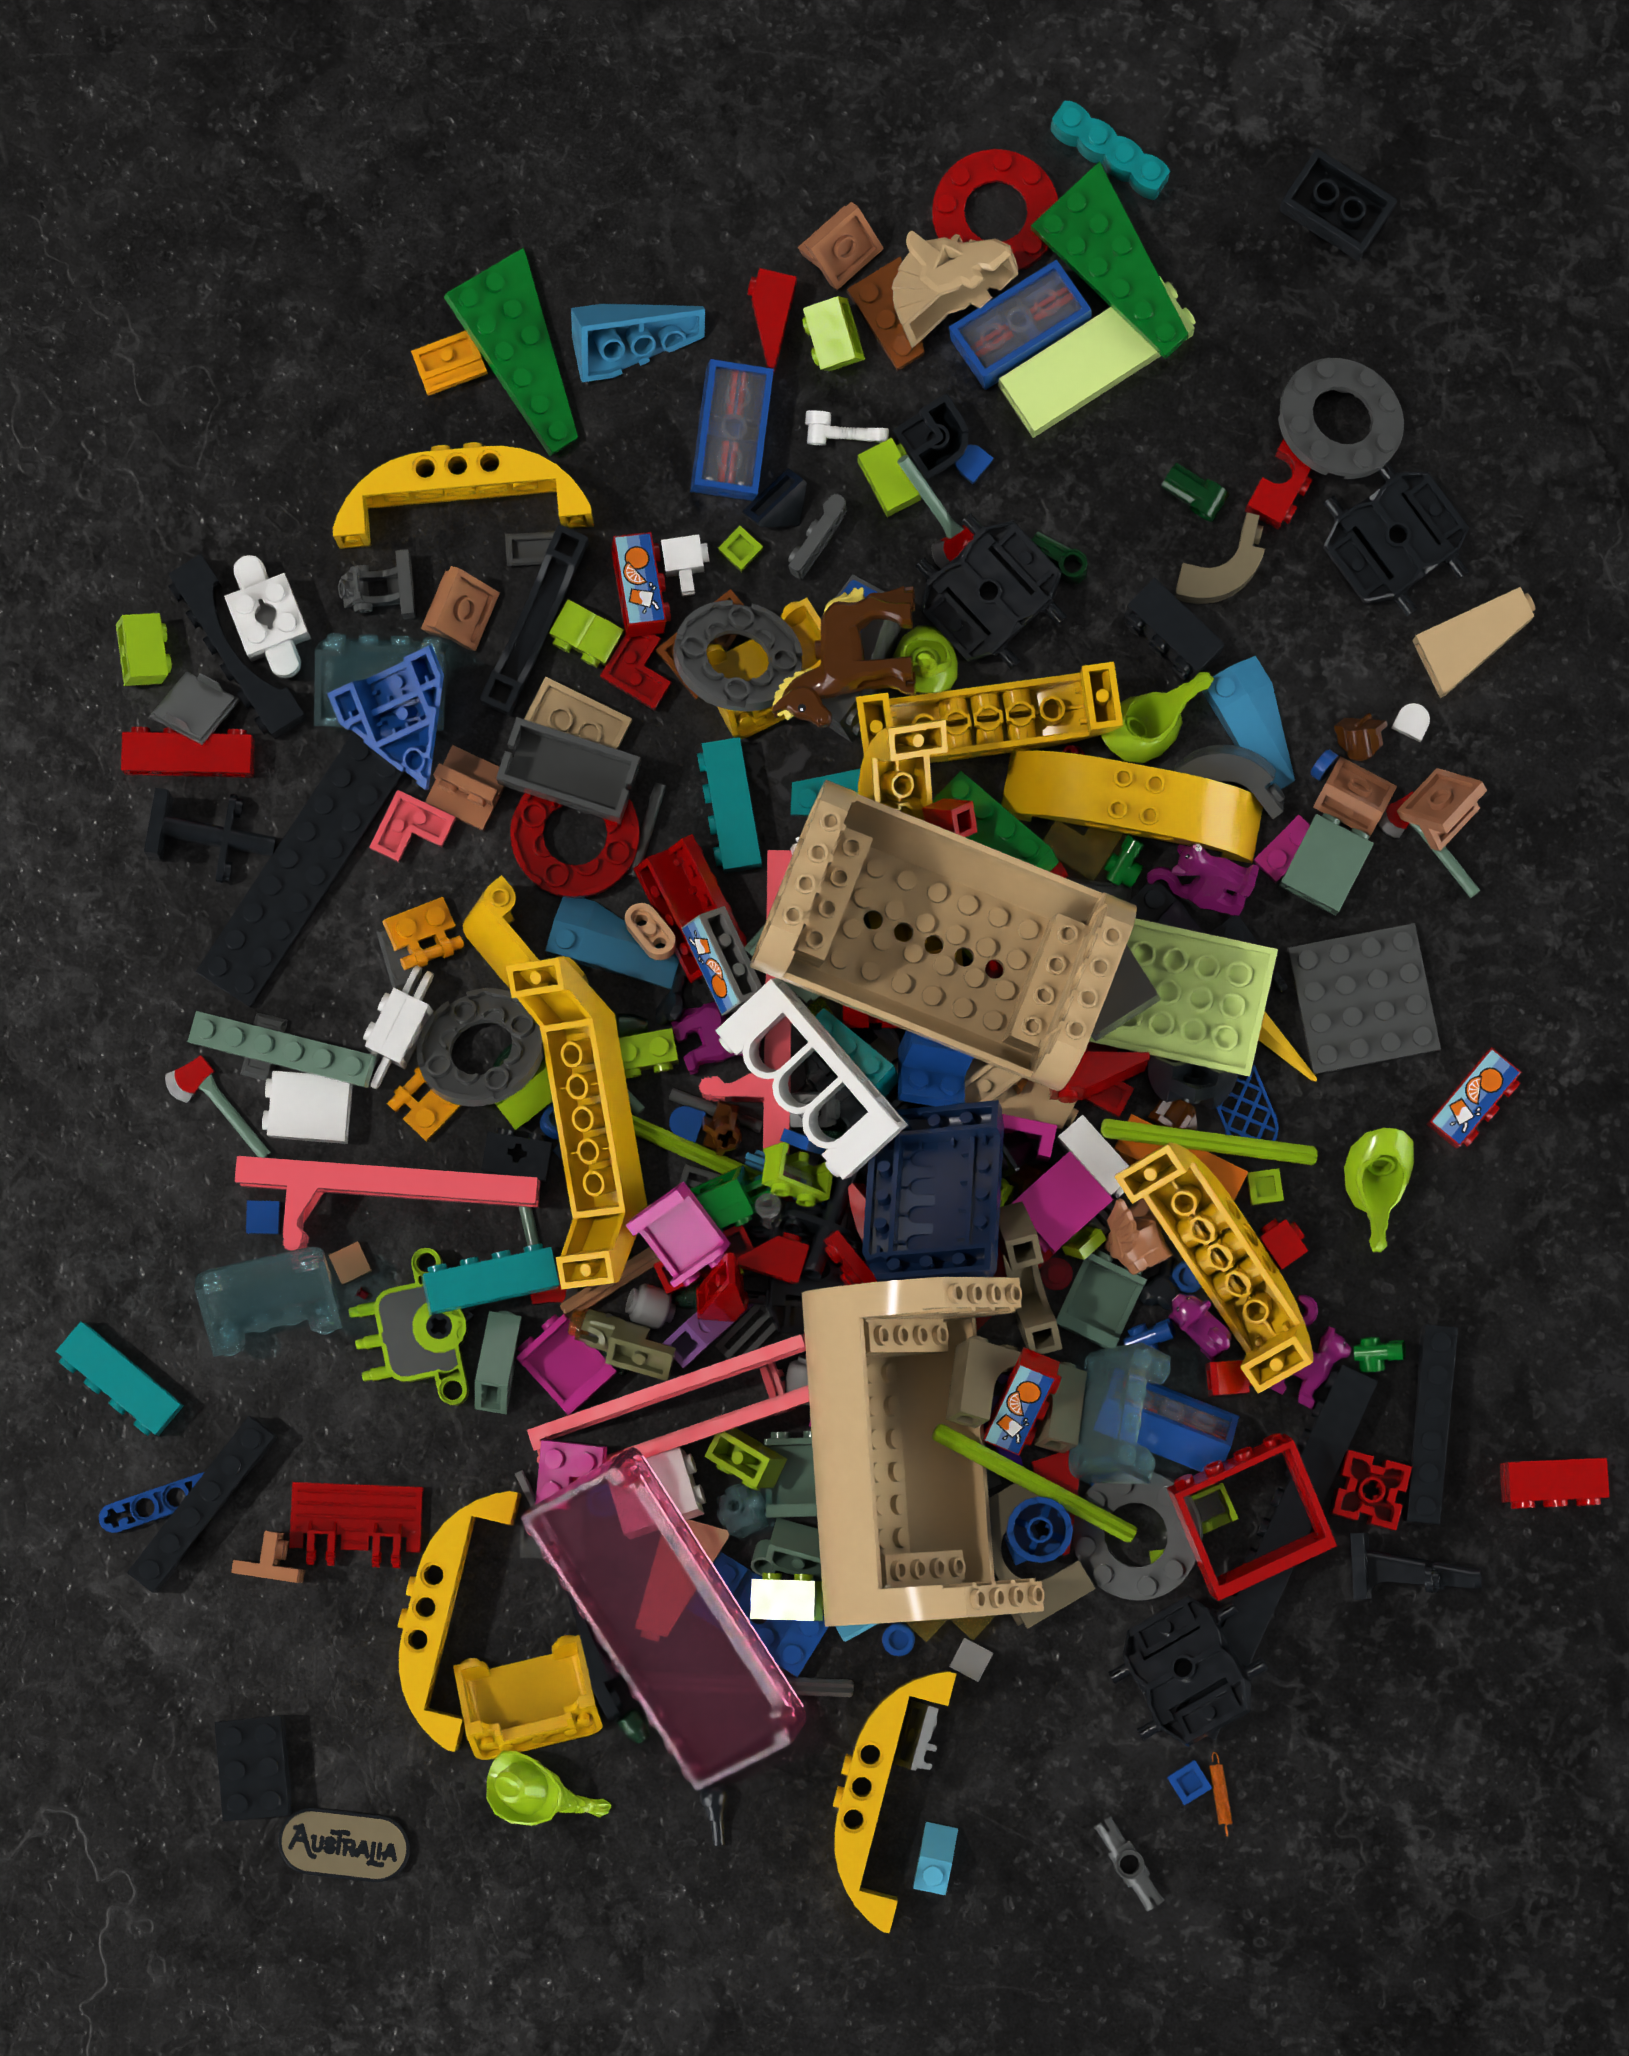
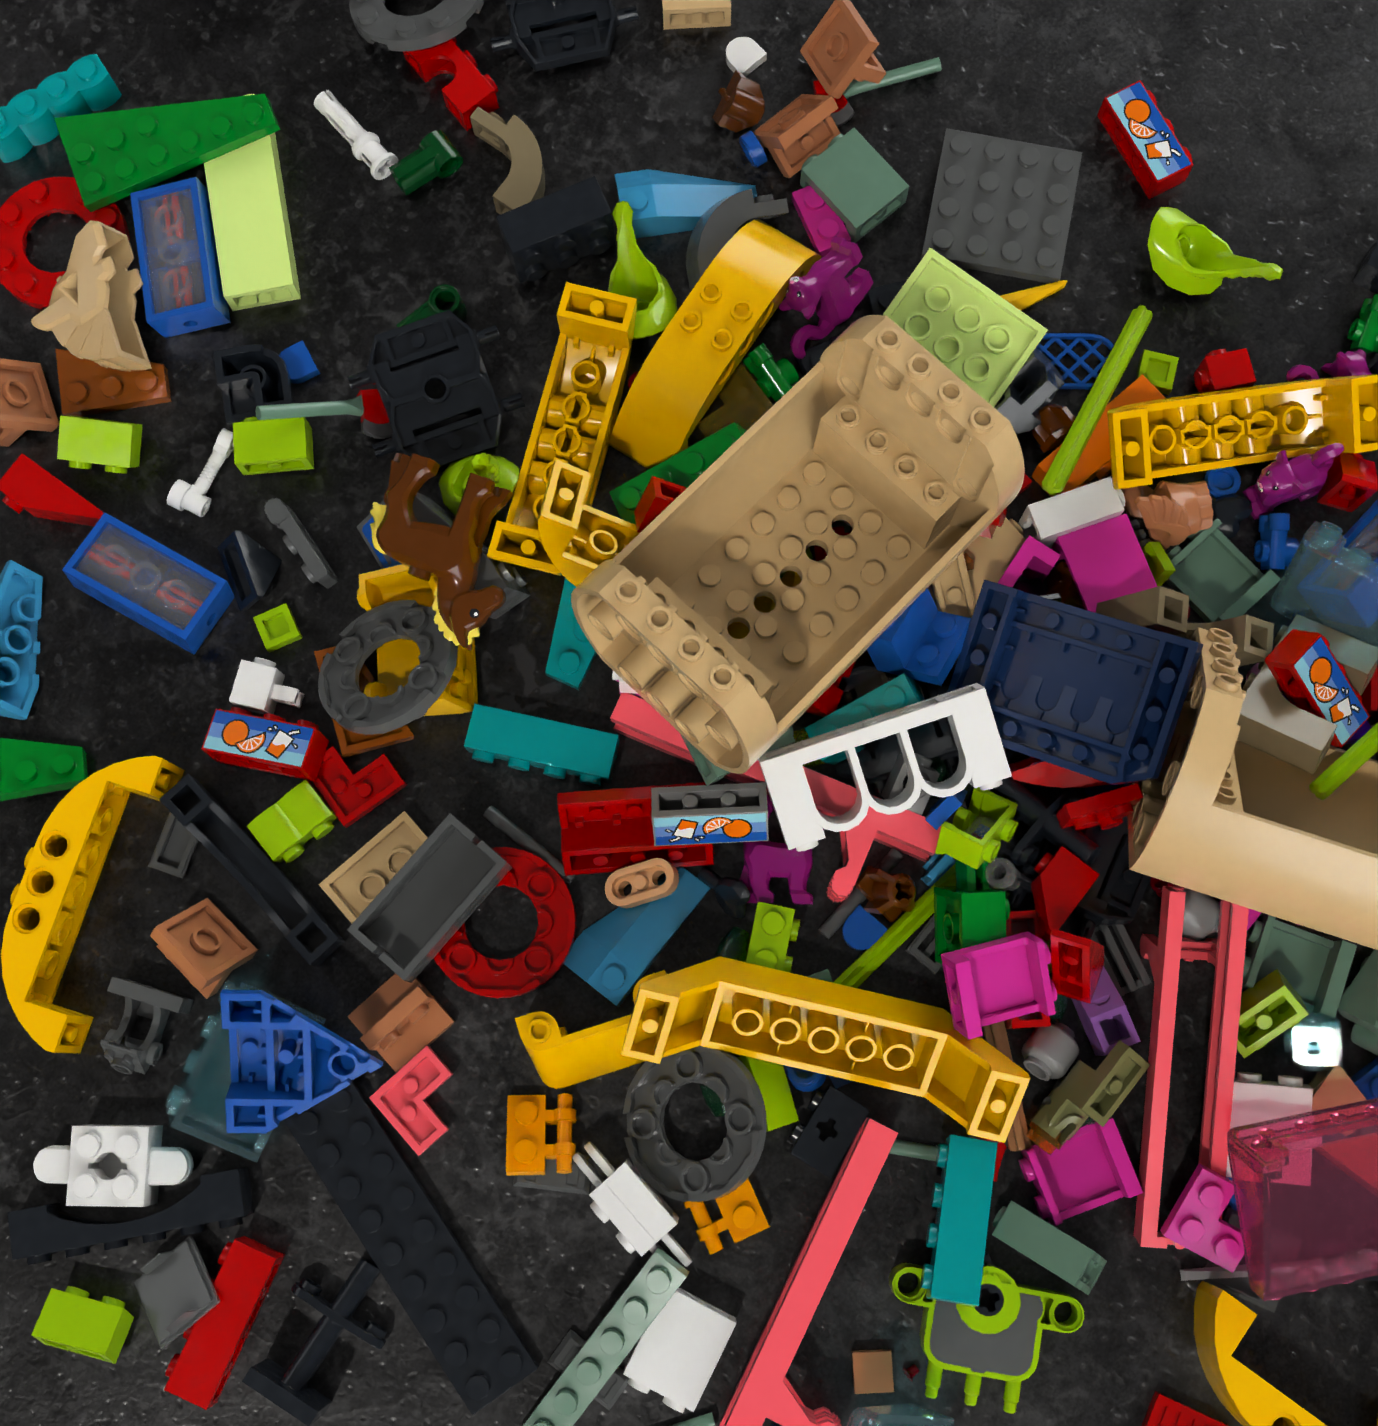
camera: 65 degrees left, 5 degrees down
(1190, 431) = (364, 144): none -> white pin

